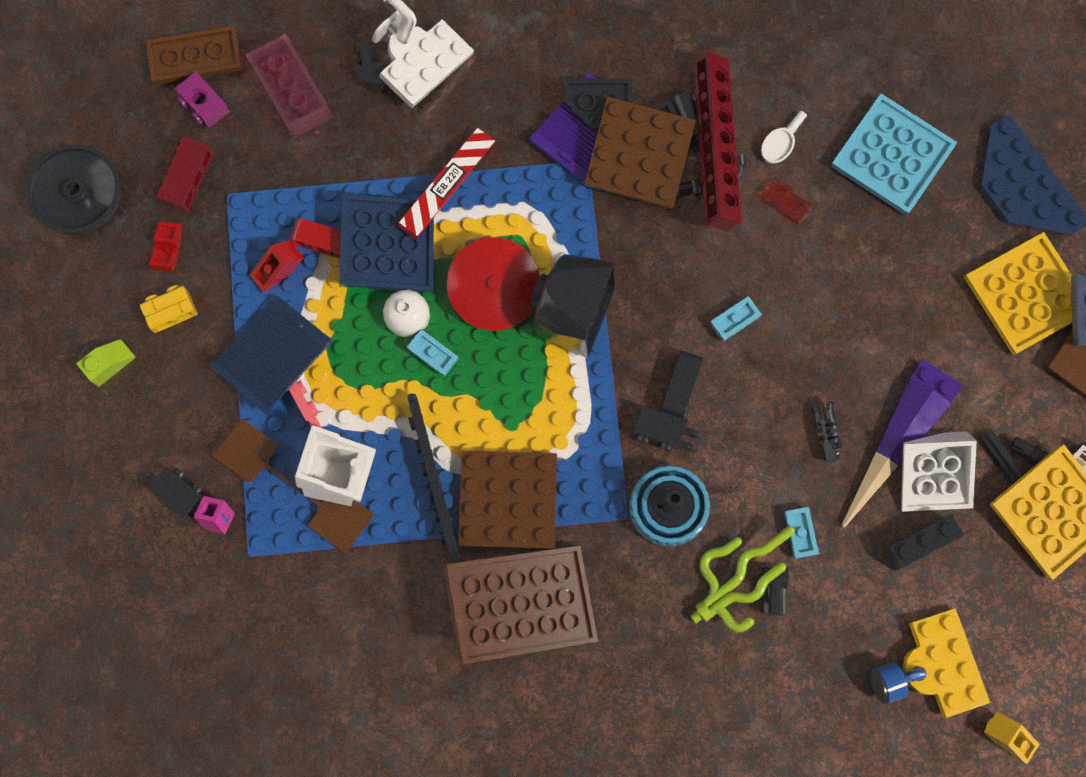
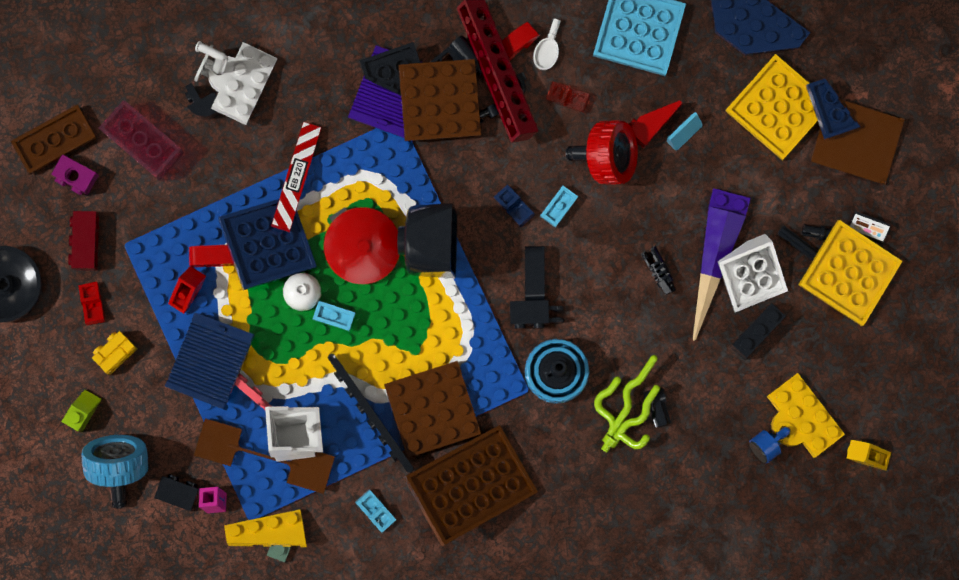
camera: 20 degrees left, 5 degrees up
(117, 432) = (115, 463): none -> dark azure wheel
(270, 601) = (278, 552): none -> sand green plate
(274, 576) = (277, 529): none -> yellow wing
(399, 595) = (375, 510): none -> medium azure slope
(683, 301) = (513, 205): none -> dark blue slope
(756, 117) = (519, 39): none -> red slope
(803, 540) = (666, 360): medium azure plate -> none
(815, 275) = (609, 152): none -> red wheel
(873, 261) = (651, 123): none -> red slope
(909, 284) = (684, 131): none -> medium azure slope

